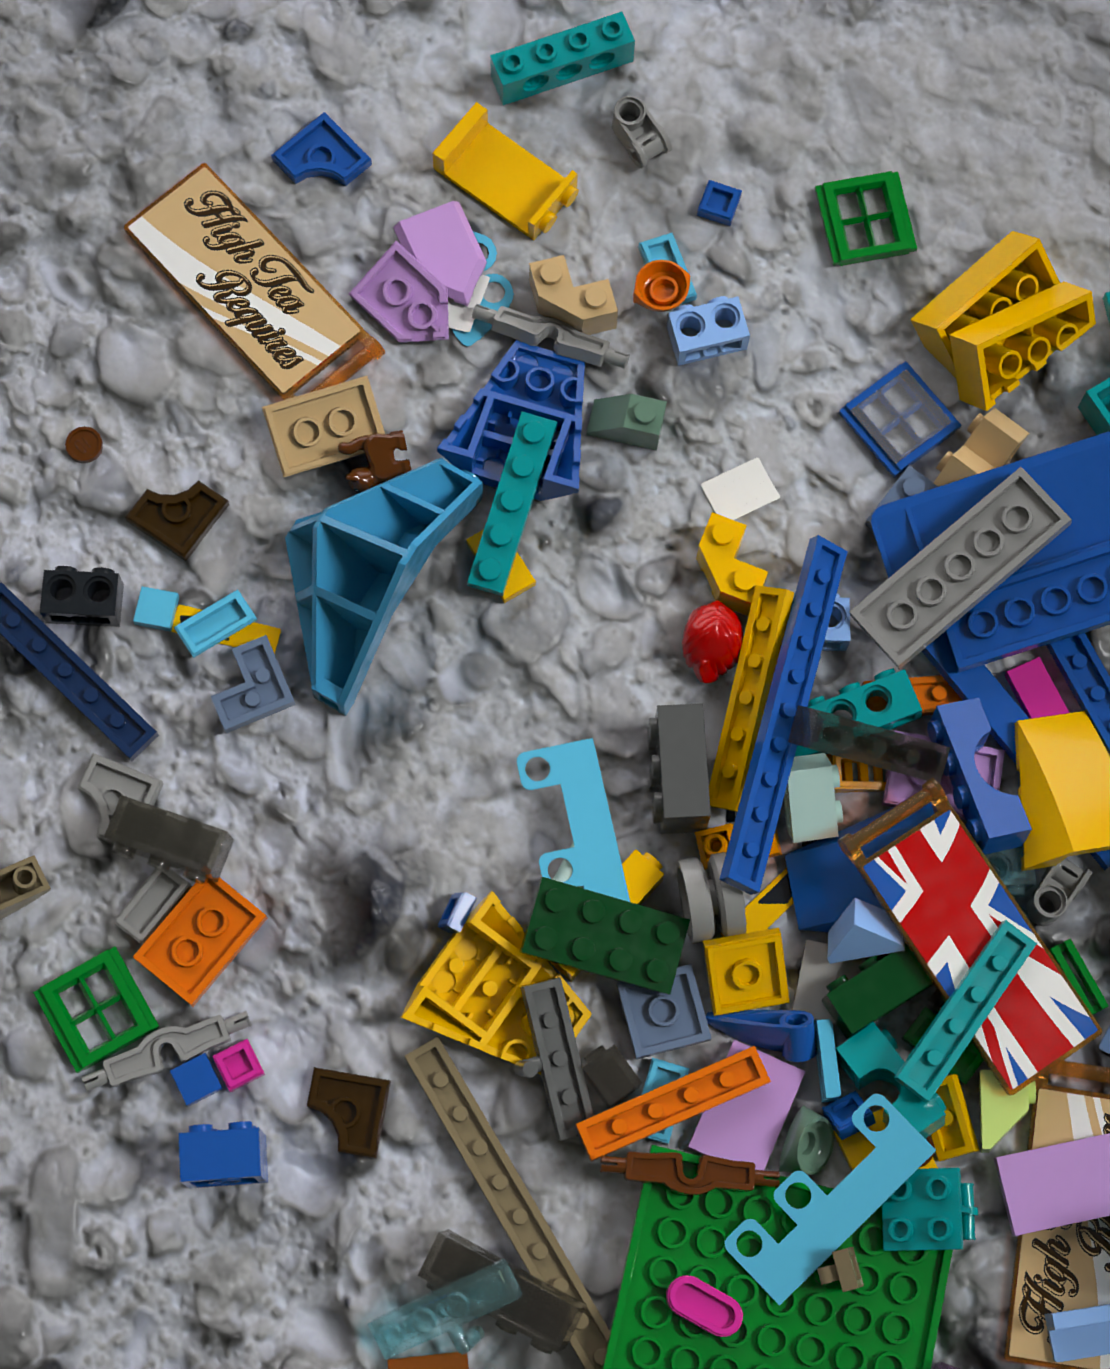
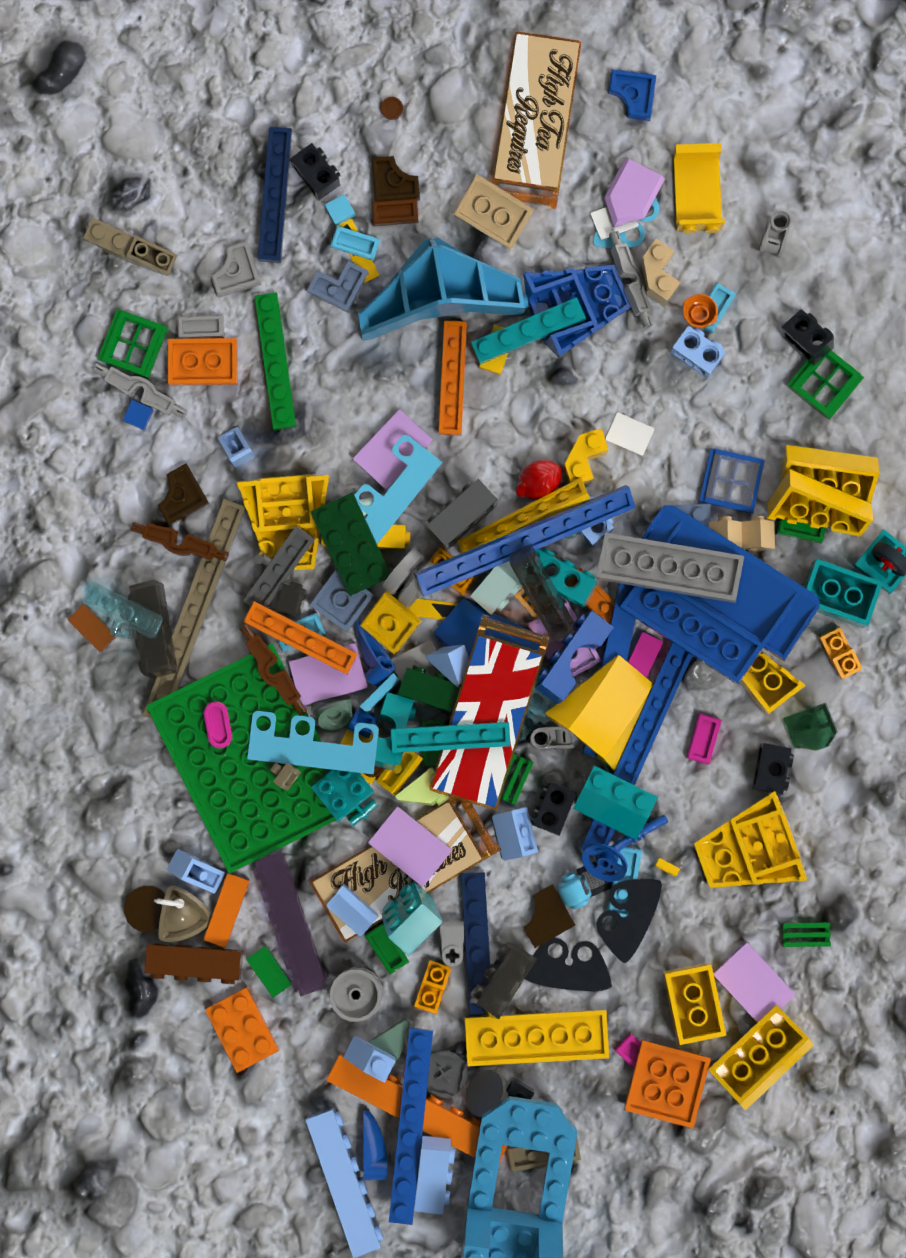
camera: 55 degrees right, 10 degrees up
(168, 840) = (232, 309): clear smoke brick -> none
(218, 545) = (395, 212): none -> reddish brown tile
(223, 1156) = (107, 453): blue brick -> none
(238, 1065) = (160, 428): dark pink tile -> none
(279, 845) = (275, 361): none -> green plate
(348, 984) = (236, 447): none -> light blue slope
(379, 453) = (500, 249): reddish brown animal -> none
(404, 297) = (591, 194): lavender tile -> none
(430, 1150) = (168, 538): none -> reddish brown piece
(456, 912) = (309, 468): tile -> none
(492, 643) = (452, 378): none -> orange plate
(511, 812) = (377, 455): none -> lavender tile
(562, 58) = (782, 165): teal brick -> none
(628, 420) = (619, 351): sand green slope -> none
(719, 203) = (772, 304): blue tile -> none
(797, 201) = (803, 340): none -> black brick
(1030, 388) = (801, 531): none -> green tile

